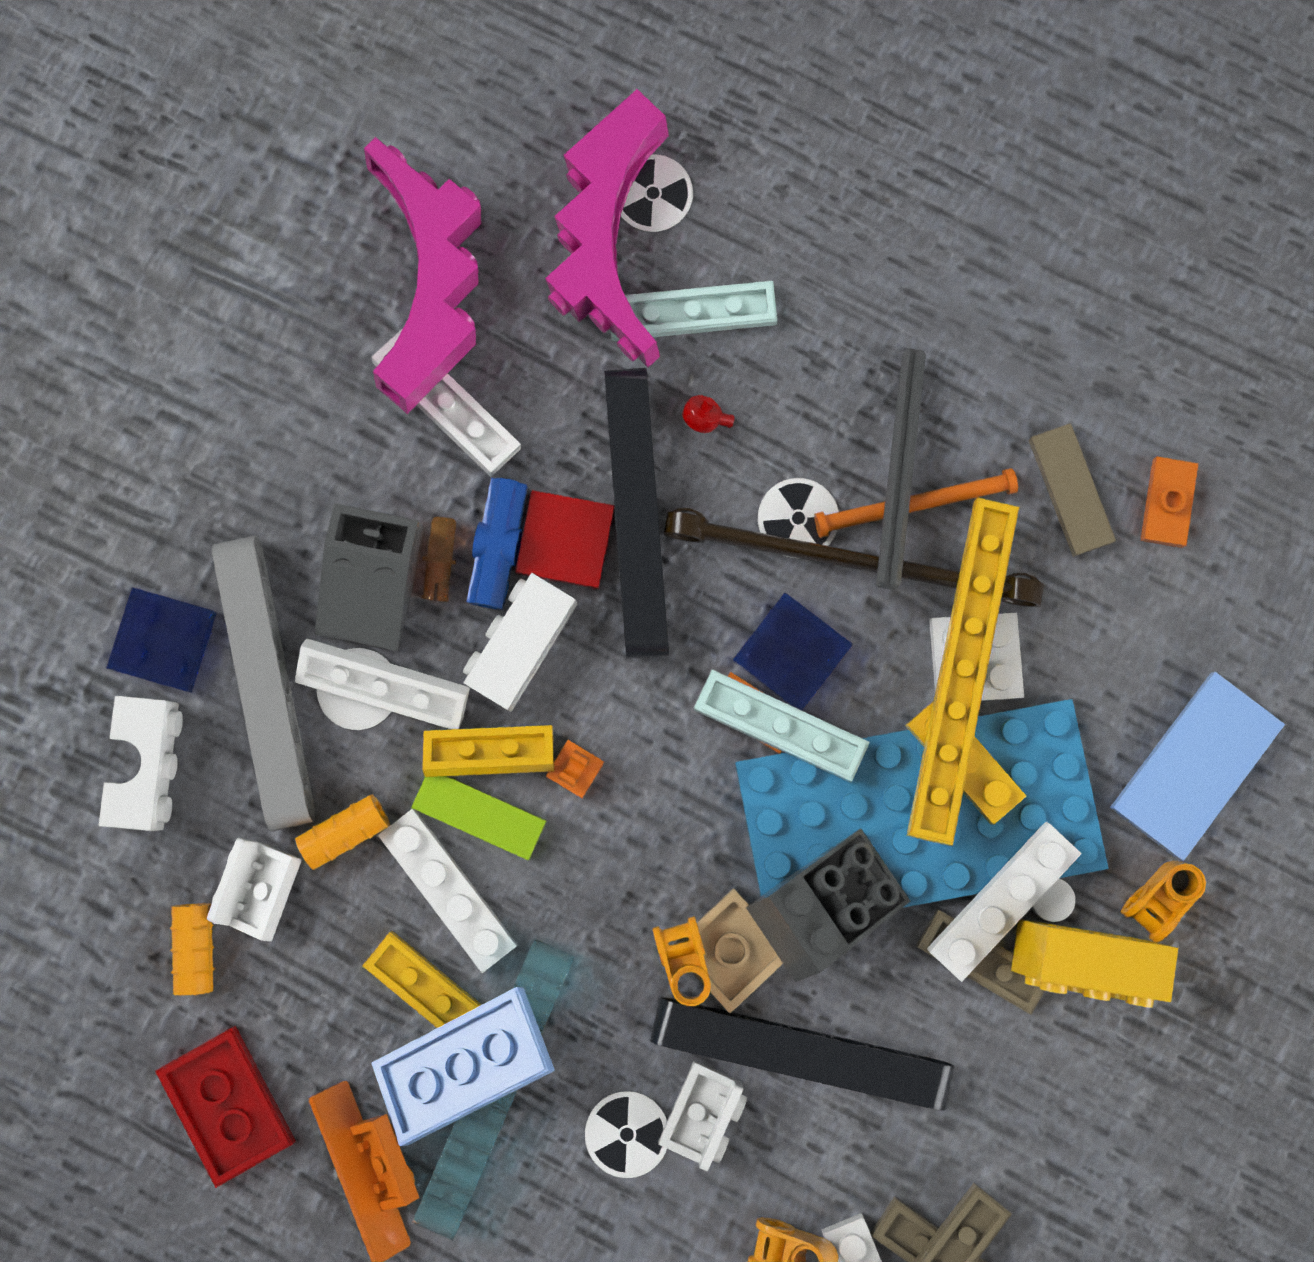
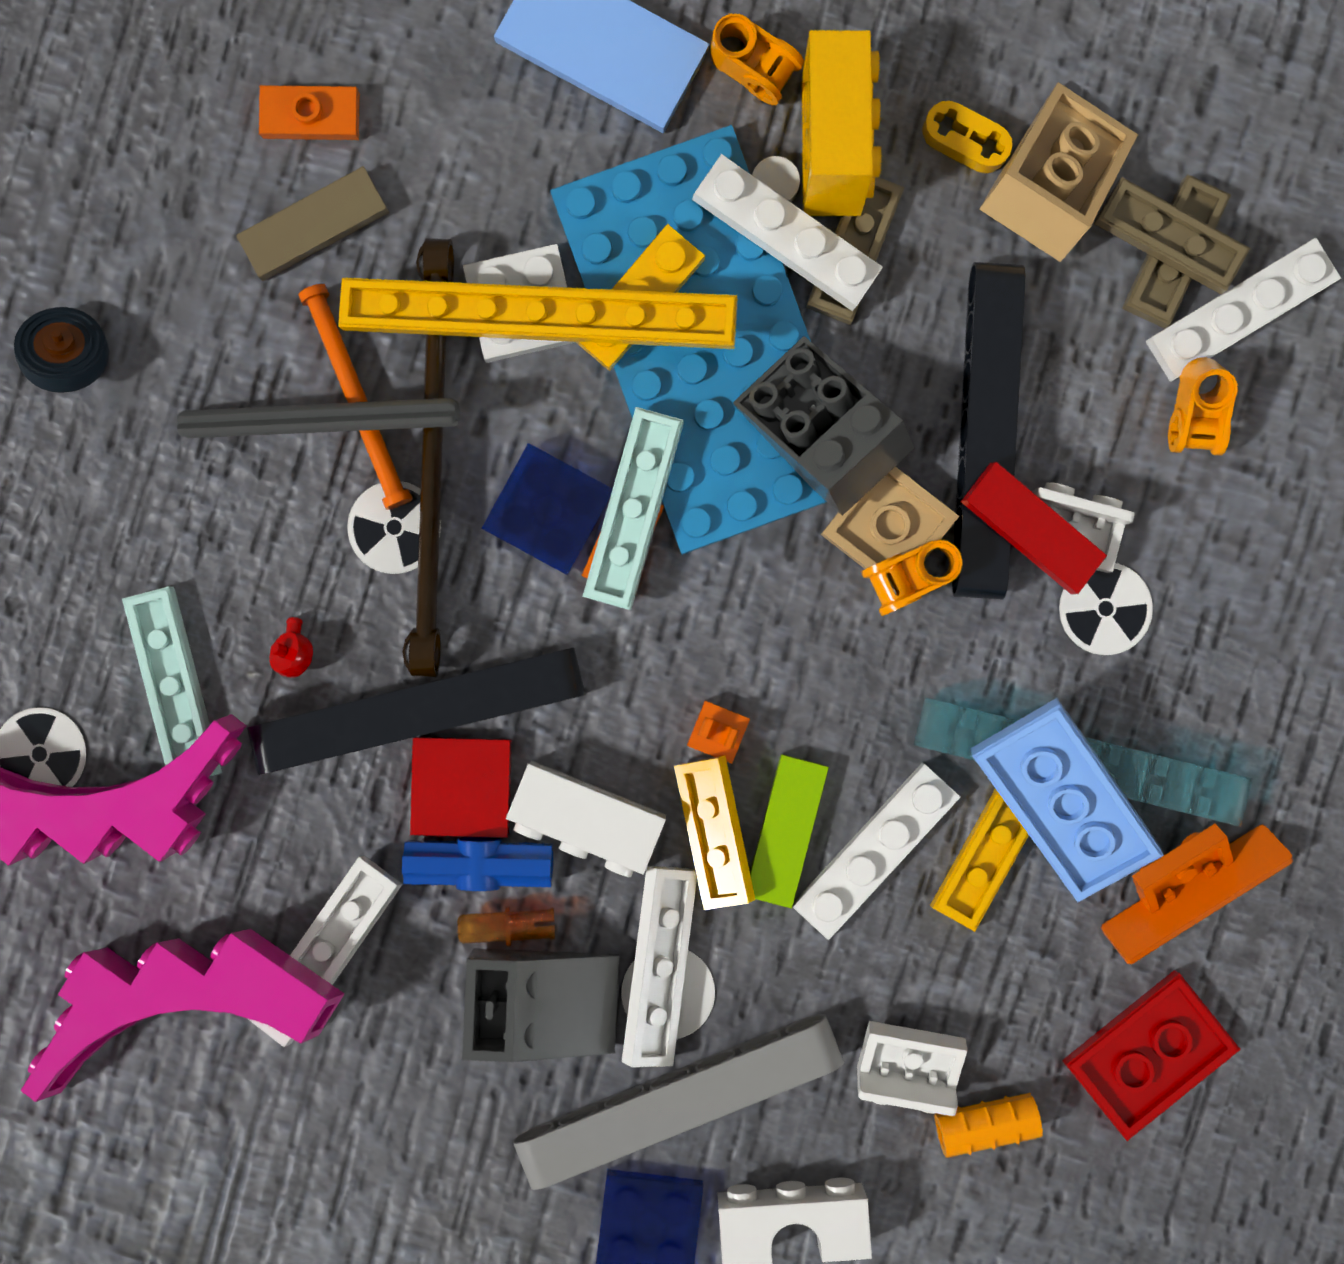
camera: 105 degrees left, 5 degrees up
(342, 832) = (831, 980): light orange axle -> none
(707, 1077) = (1033, 528): none -> red tile
(992, 262) = (61, 349): none -> black wheel
(1024, 1159) = (1059, 173): none -> tan slope
(1078, 1085) = (971, 126): none -> yellow beam

